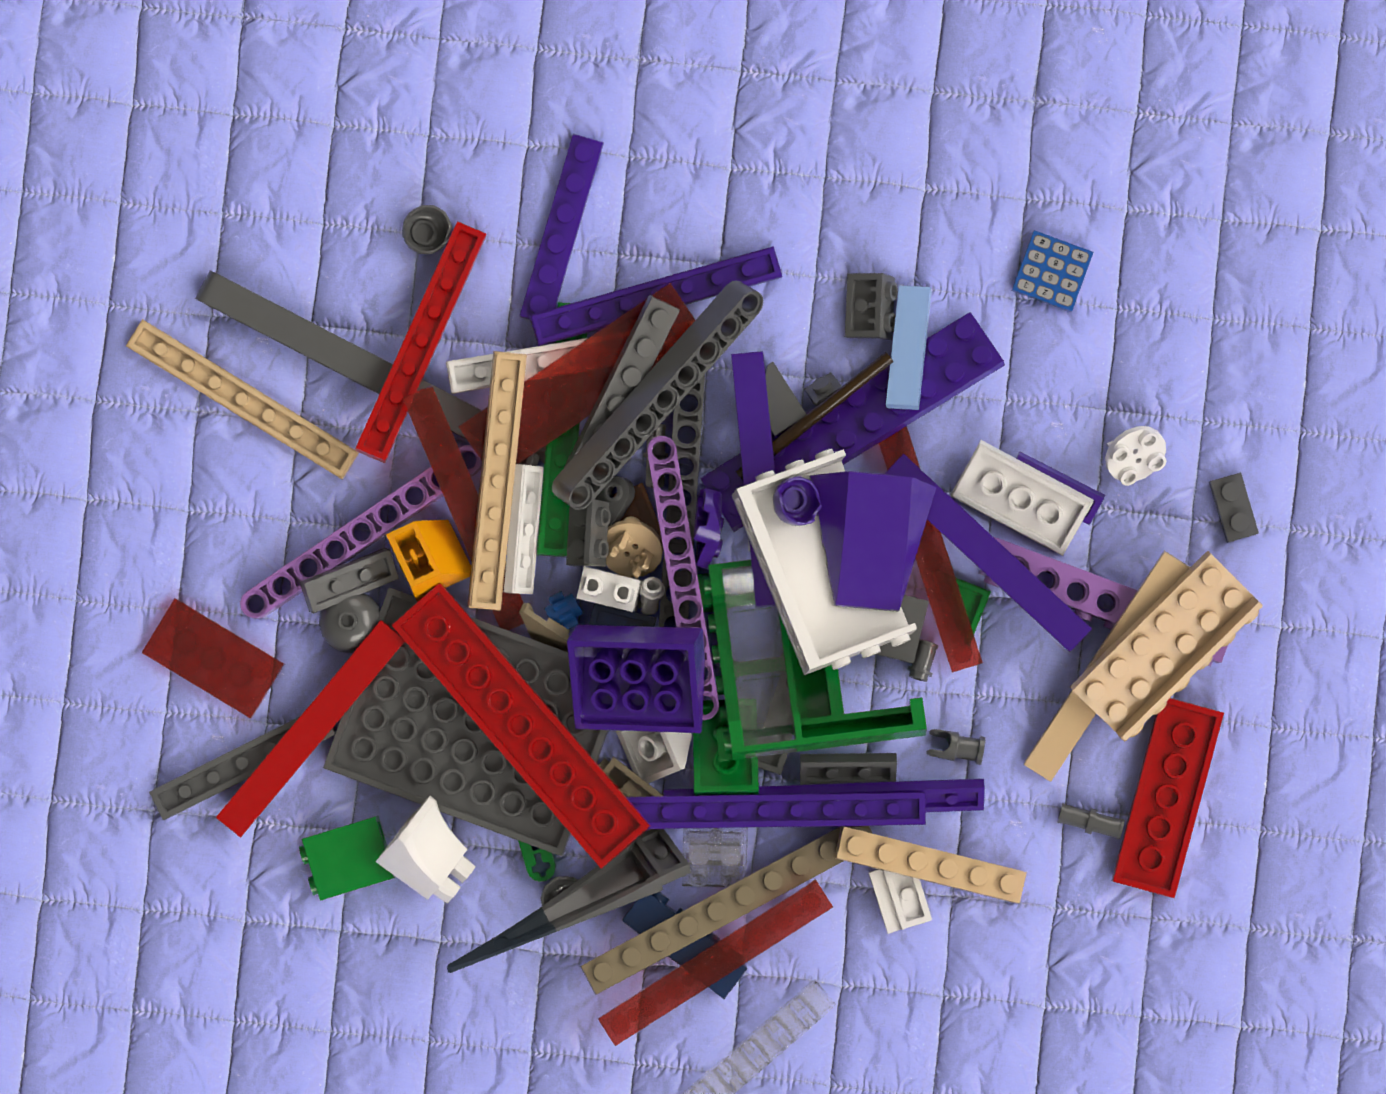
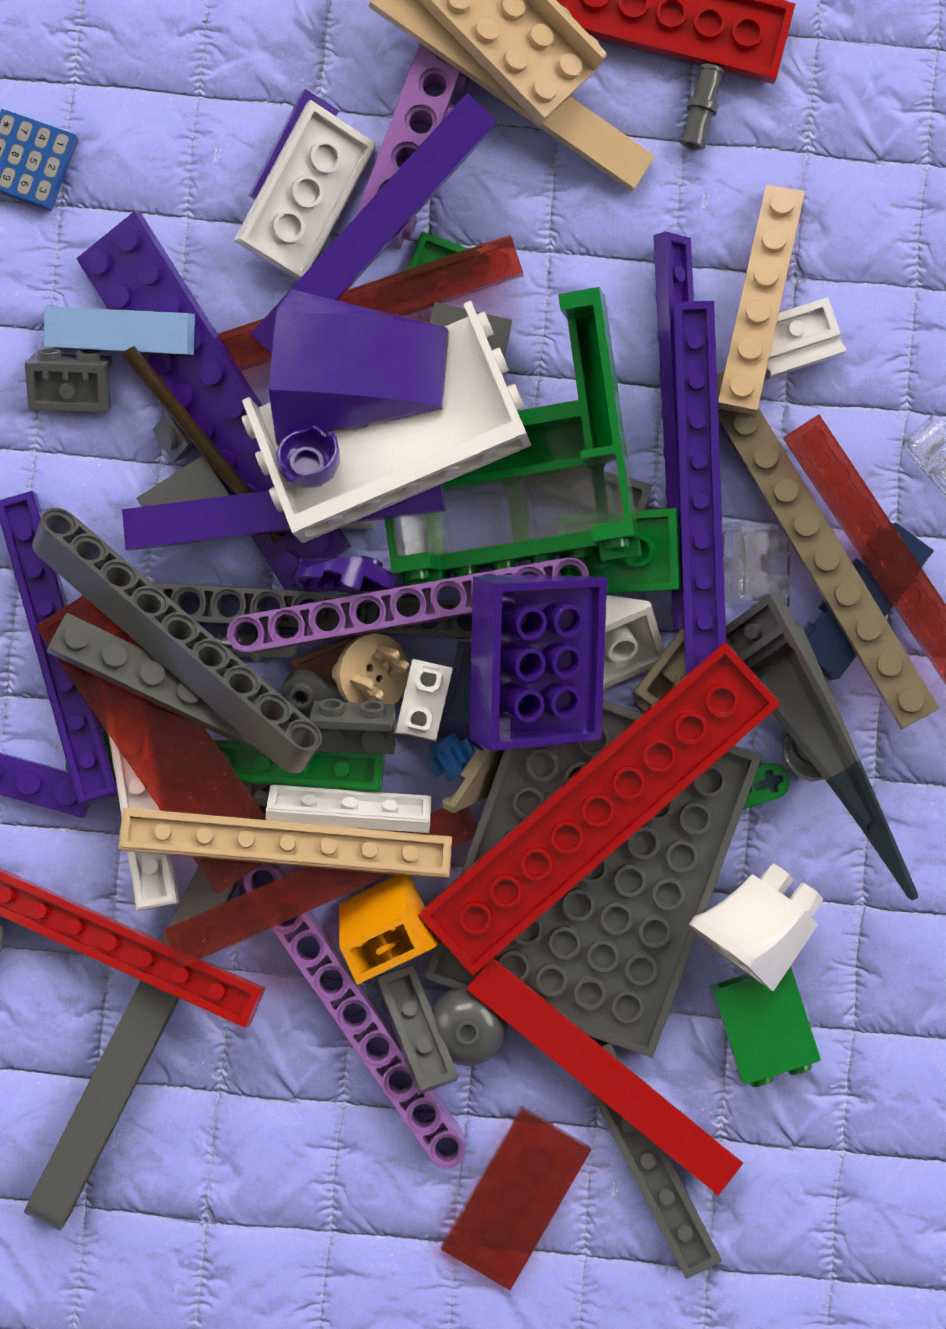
camera: 90 degrees left, 0 degrees up
(242, 399) = (188, 1167): tan tile -> none
(651, 593) = (427, 646): white pin -> none
(847, 768) = (643, 402): dark grey plate -> none
(923, 661) = (519, 313): dark grey pin -> none
(959, 747) = (615, 263): dark grey piece -> none
(1133, 465) = (250, 52): white plate -> none

